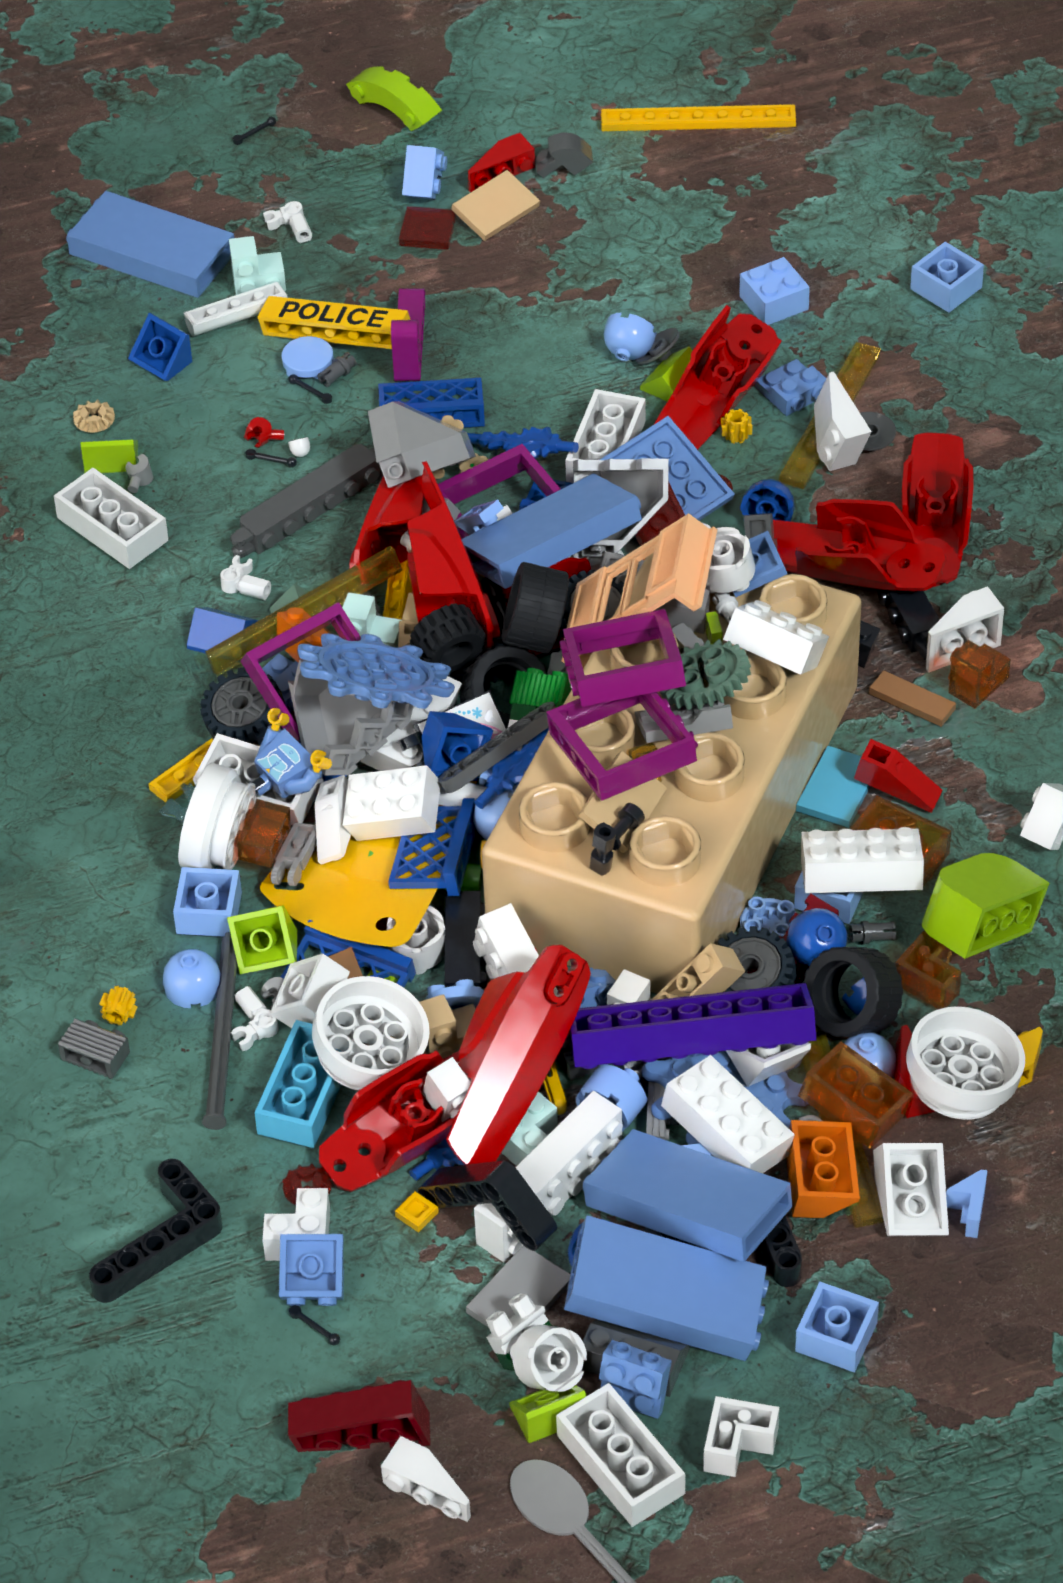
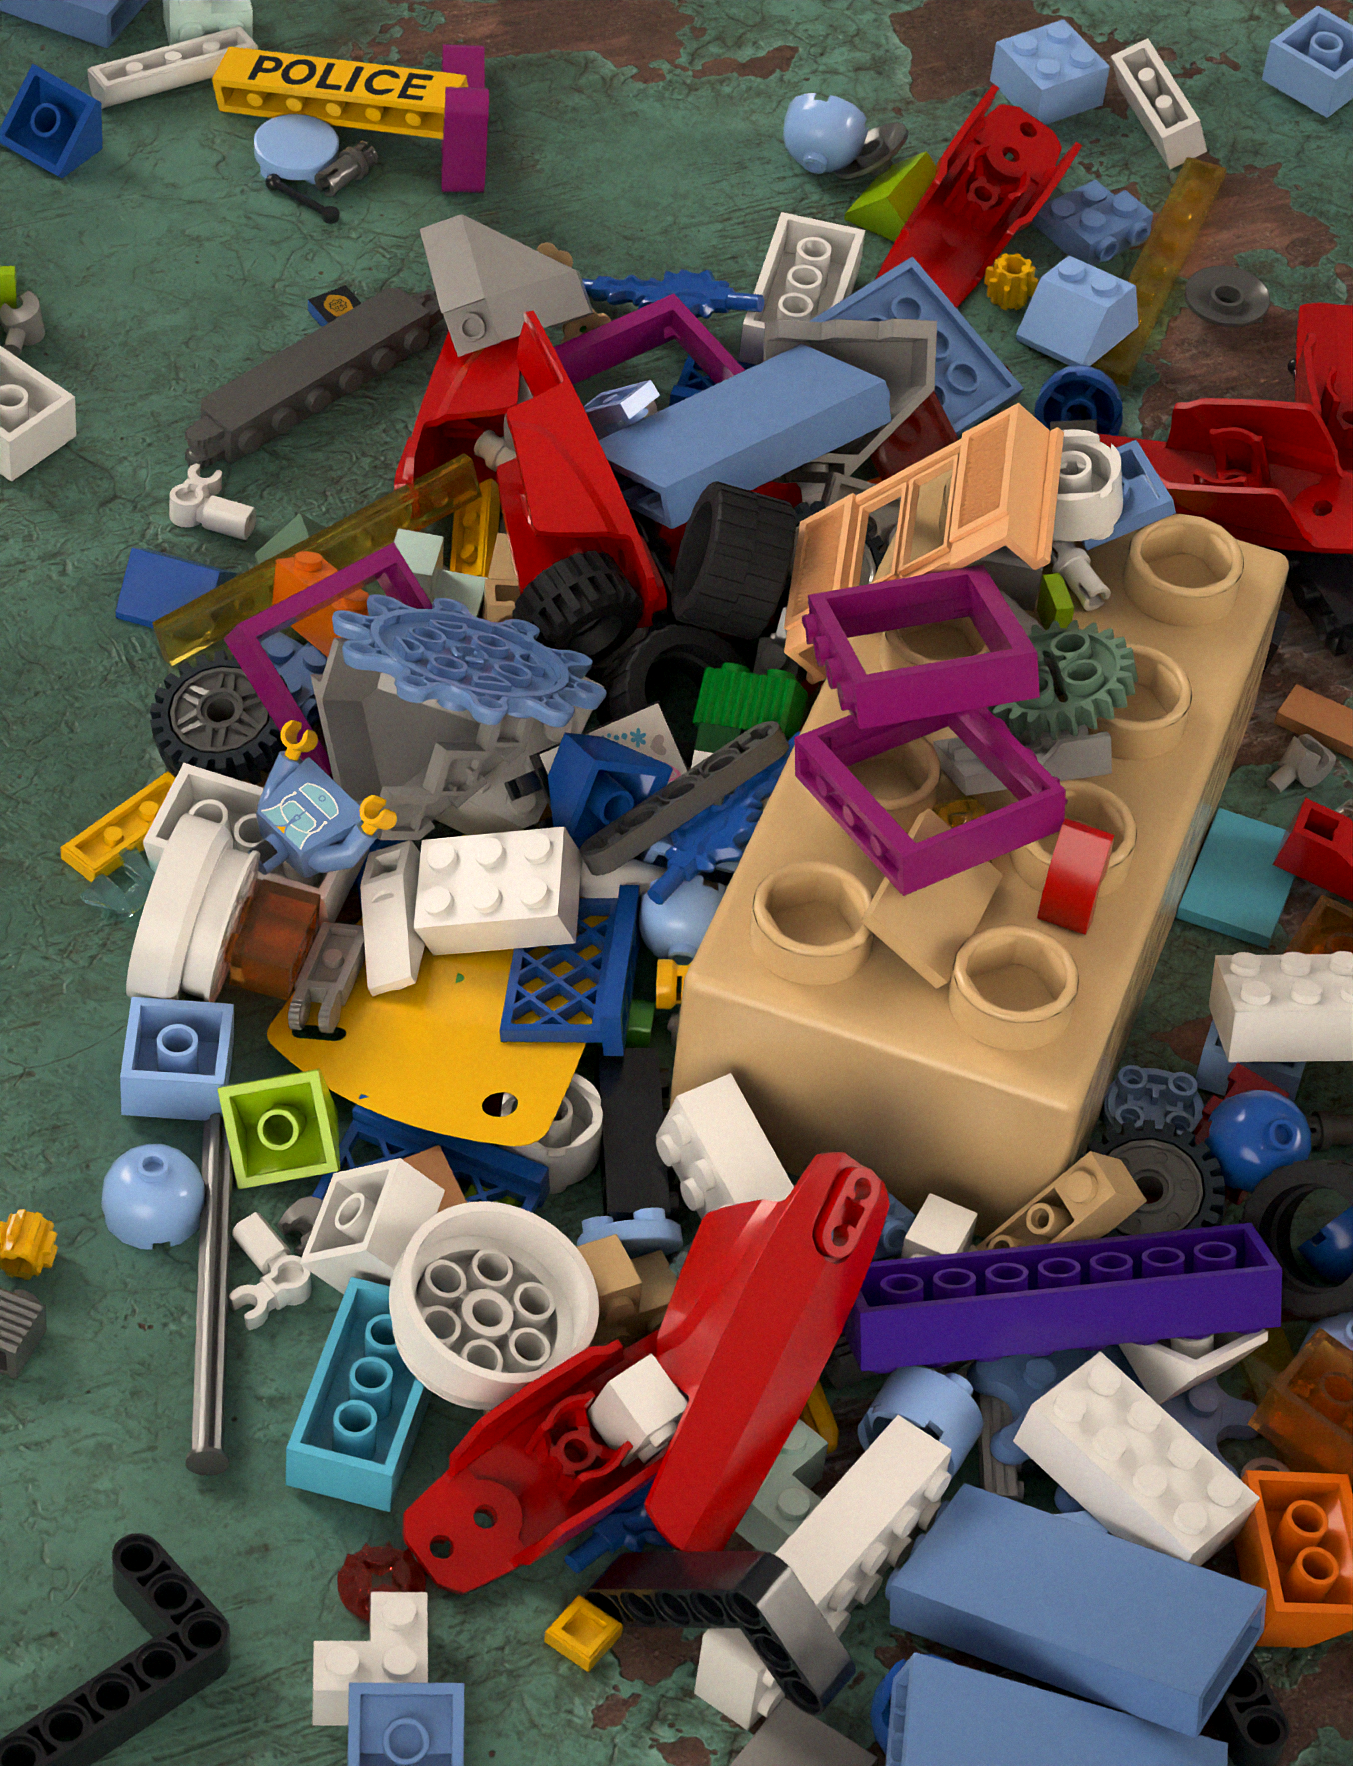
camera: 10 degrees left, 0 degrees up
(251, 454) = (210, 300): black hinge -> none
(262, 430) = (227, 262): red piece -> none
(300, 447) = (291, 290): white hinge -> none
(323, 454) = (332, 304): none -> tile
(467, 408) = (569, 232): blue fence -> none
(608, 838) = (919, 961): black bar -> none
(703, 787) = (1075, 876): none -> red slope
(774, 445) = (1078, 313): none -> light blue slope
(776, 636) = (1170, 618): white brick -> none
(838, 426) = (1182, 283): white slope -> none
(839, 308) = (1159, 103): none -> white brick
(882, 717) = (1304, 761): none -> light grey piece

